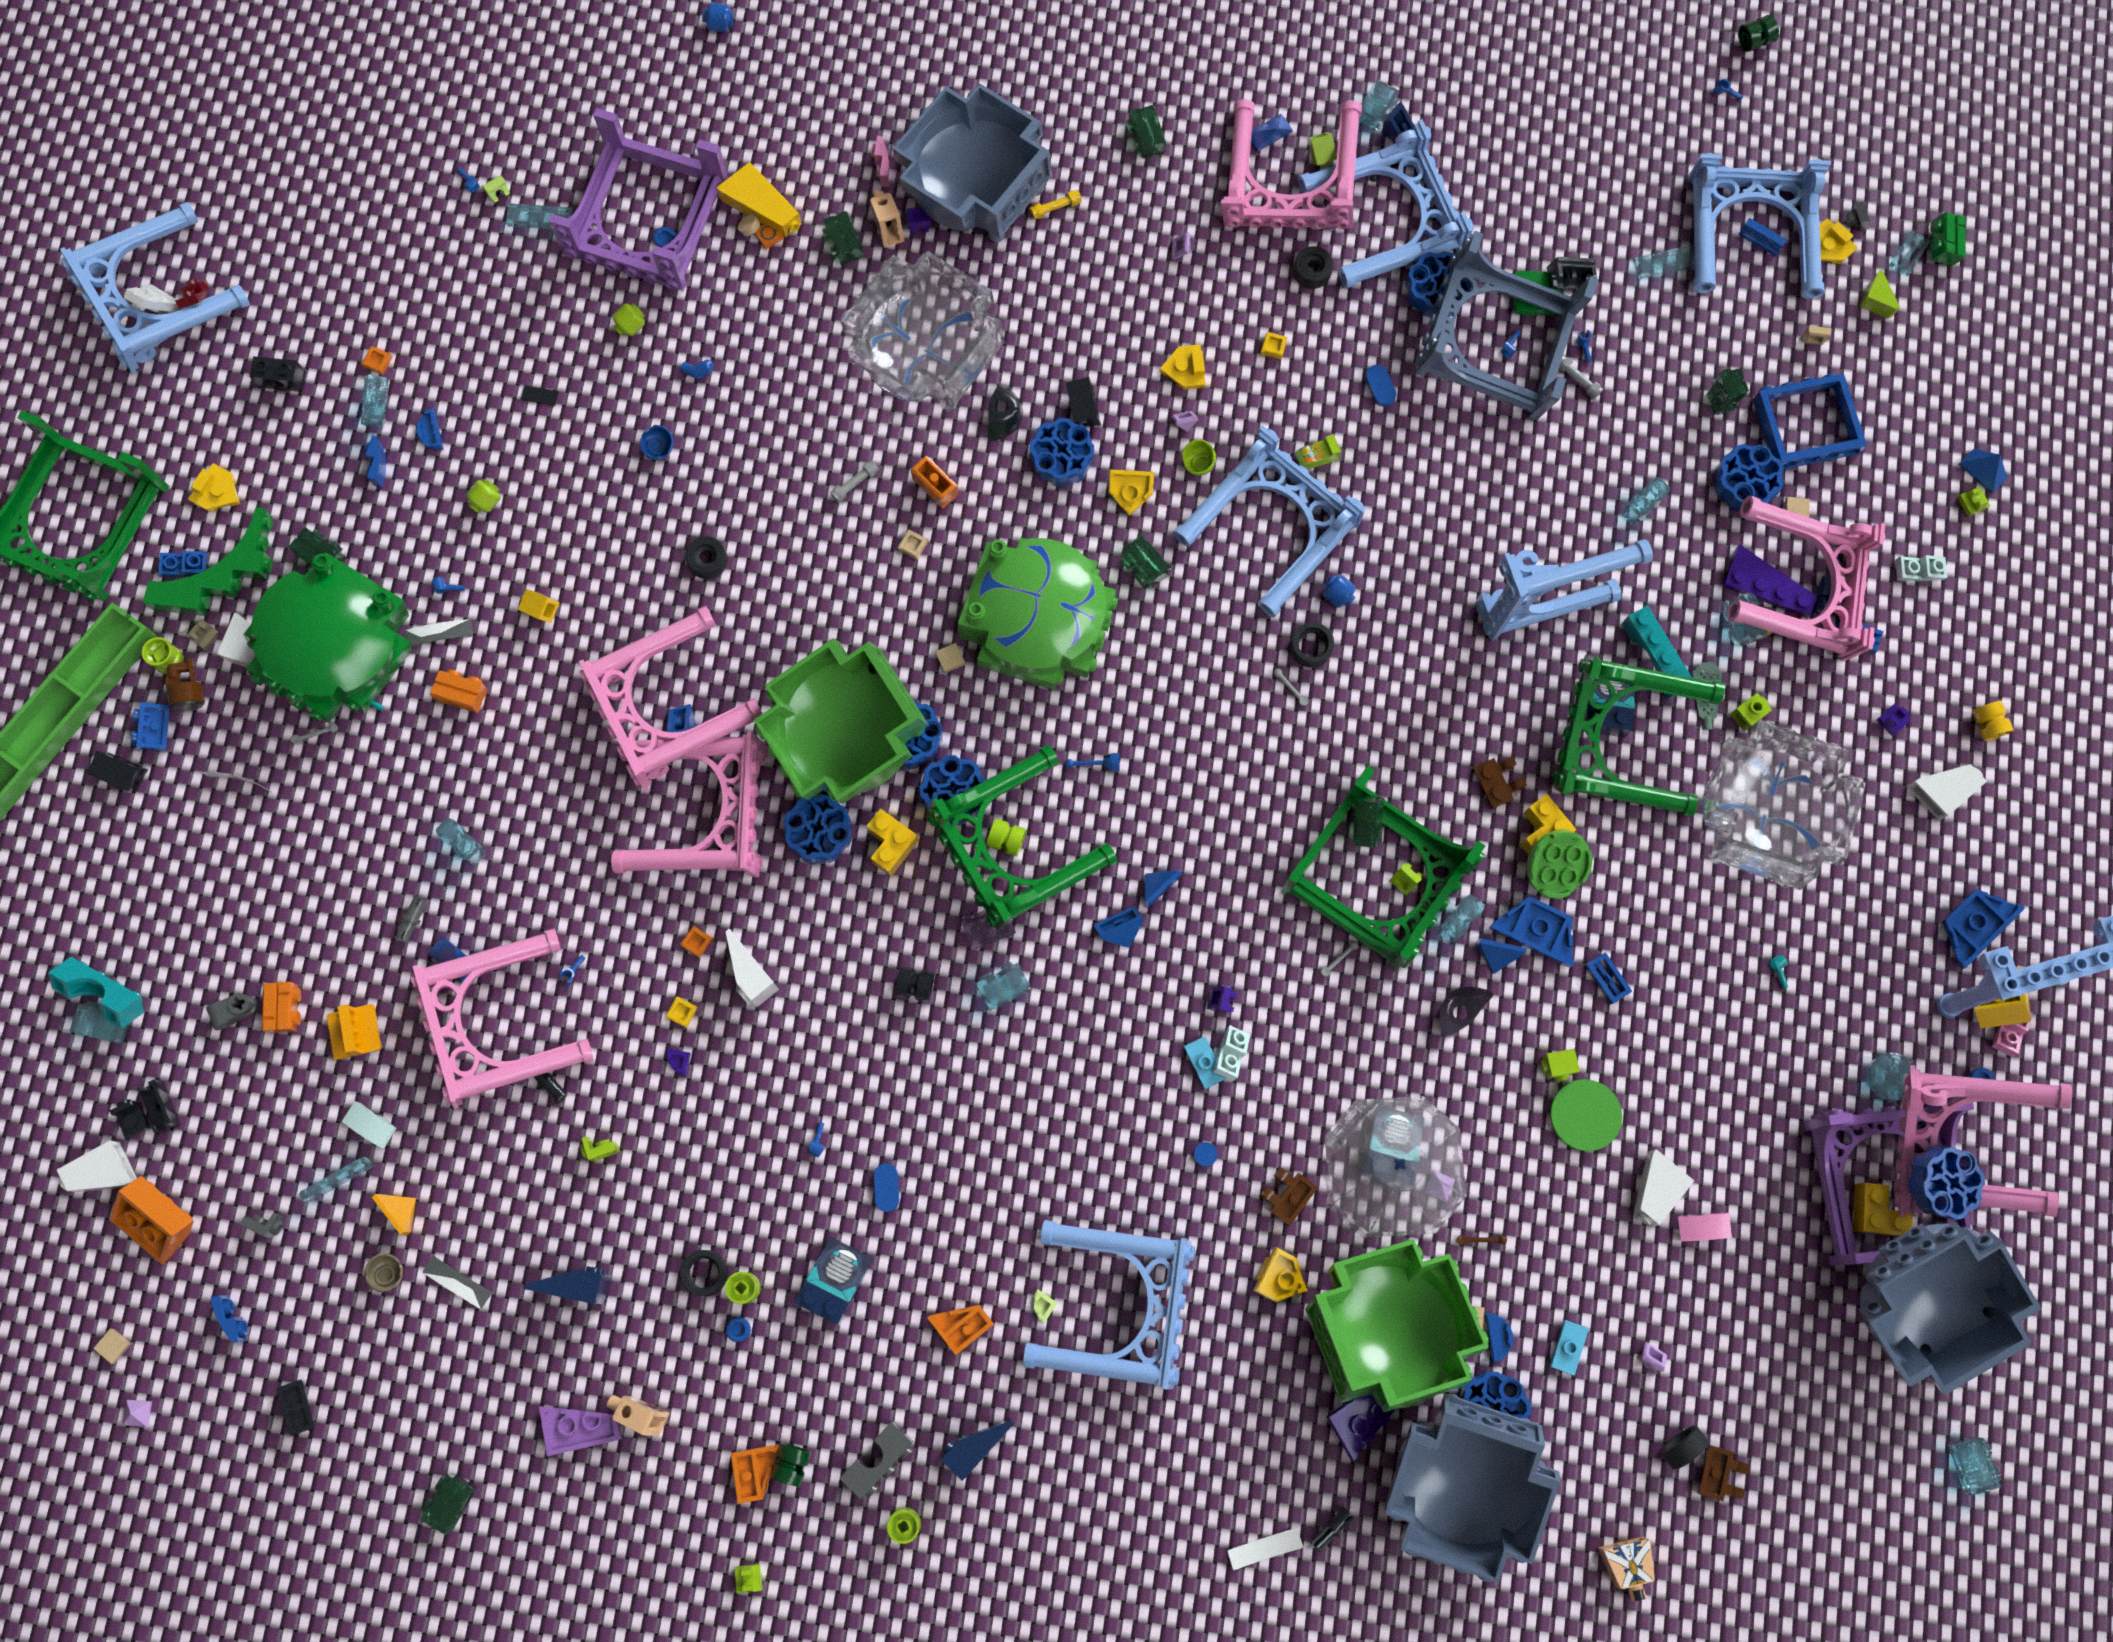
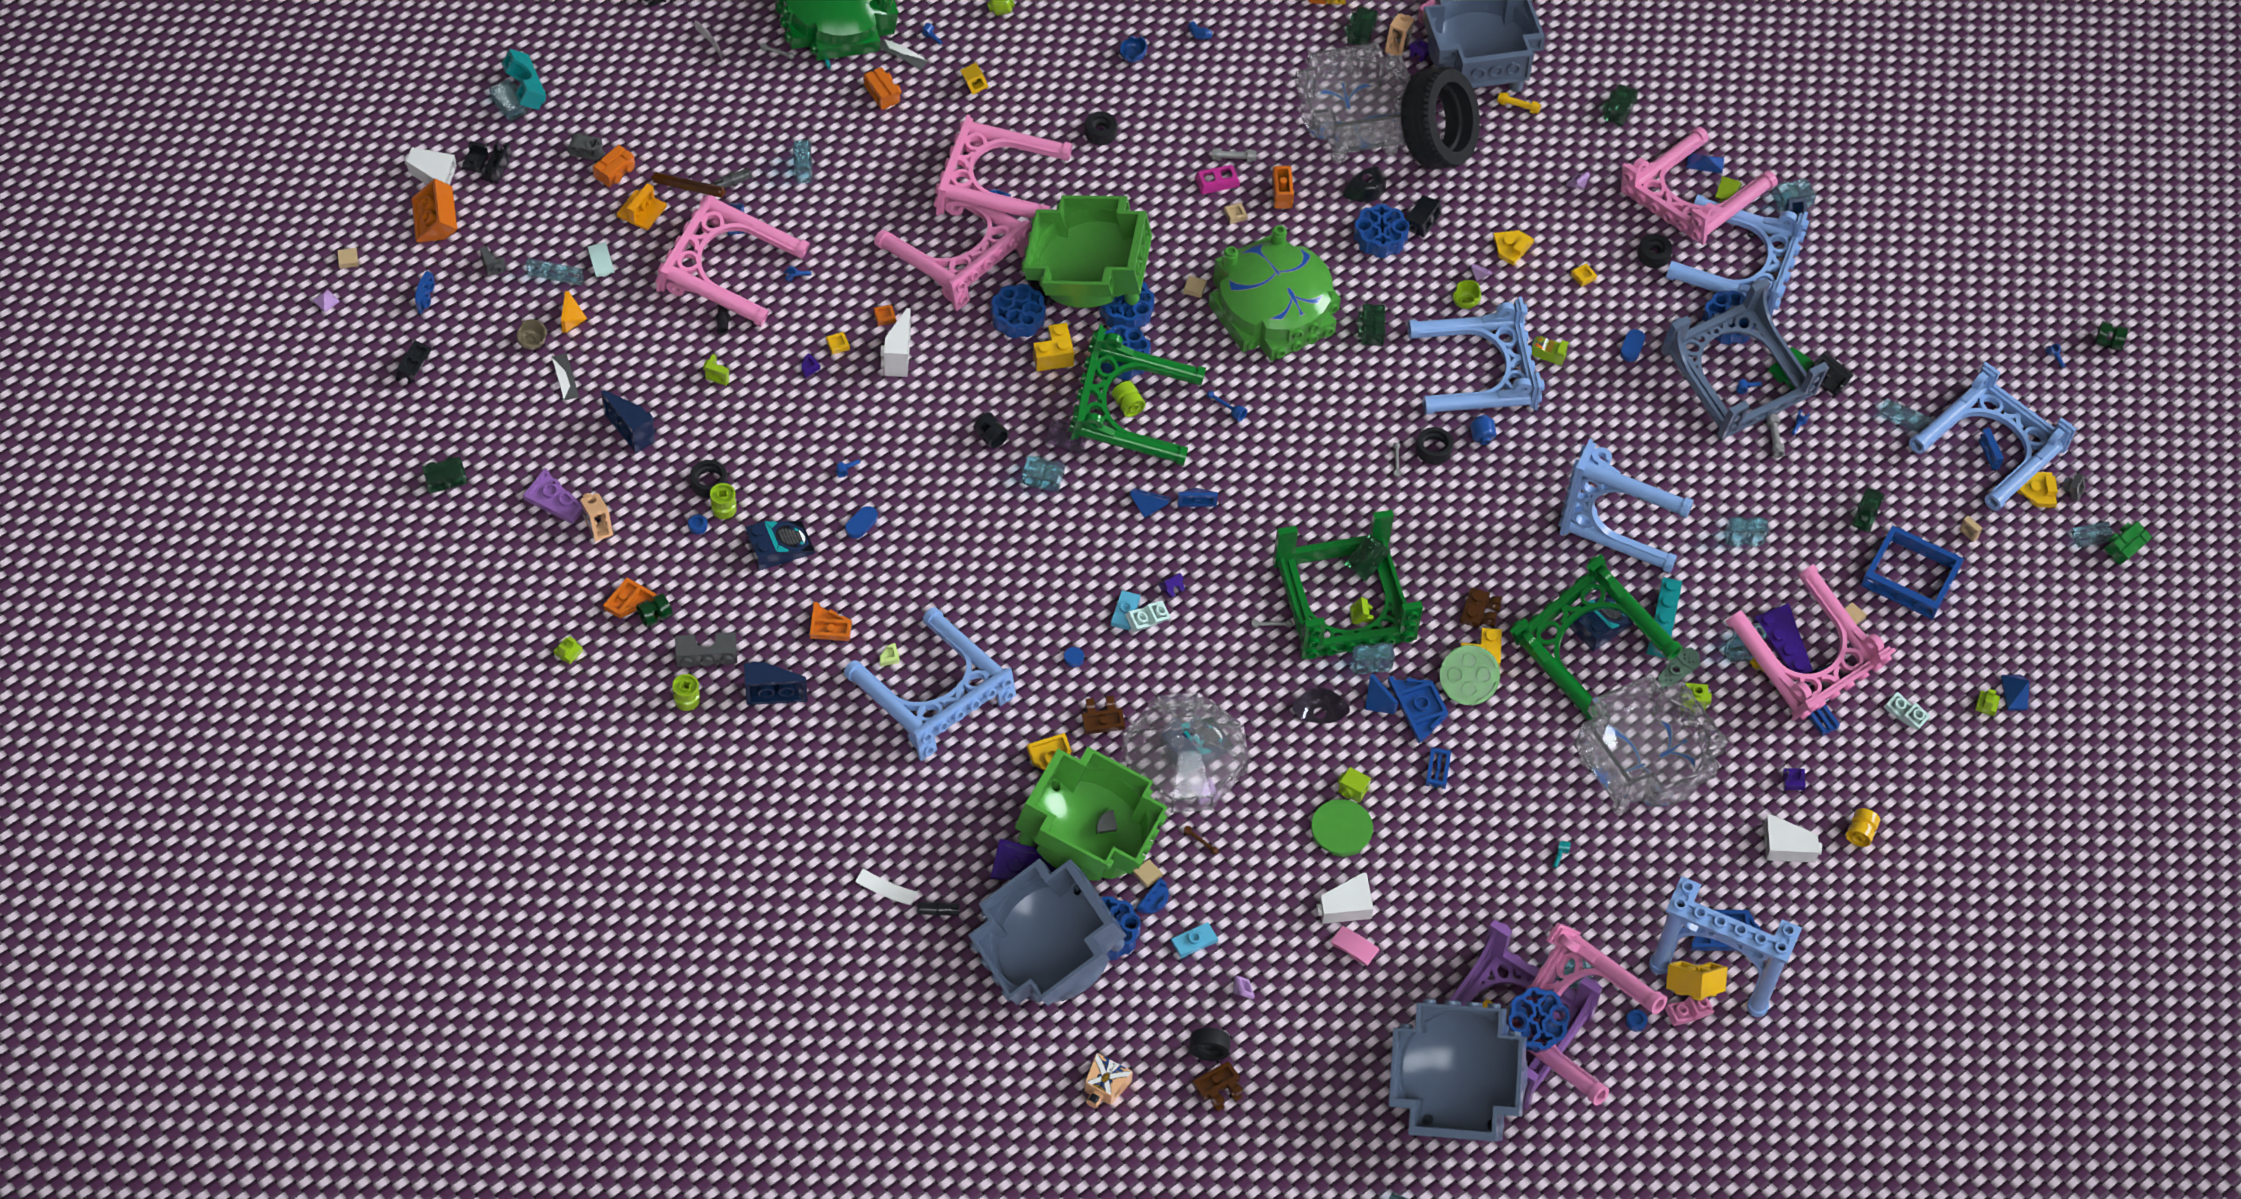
camera: 40 degrees right, 20 degrees down
(382, 974) = (687, 184): none -> reddish brown axle
(870, 523) = (1219, 183): none -> dark pink piece
(1023, 291) = (1419, 118): none -> black tyre
(1130, 488) = (1405, 280): yellow plate -> none
(1396, 1306) = (1106, 823): none -> dark grey tile
(1742, 466) = (1838, 570): blue connector -> none
(1880, 297) = (2039, 538): lime slope -> none

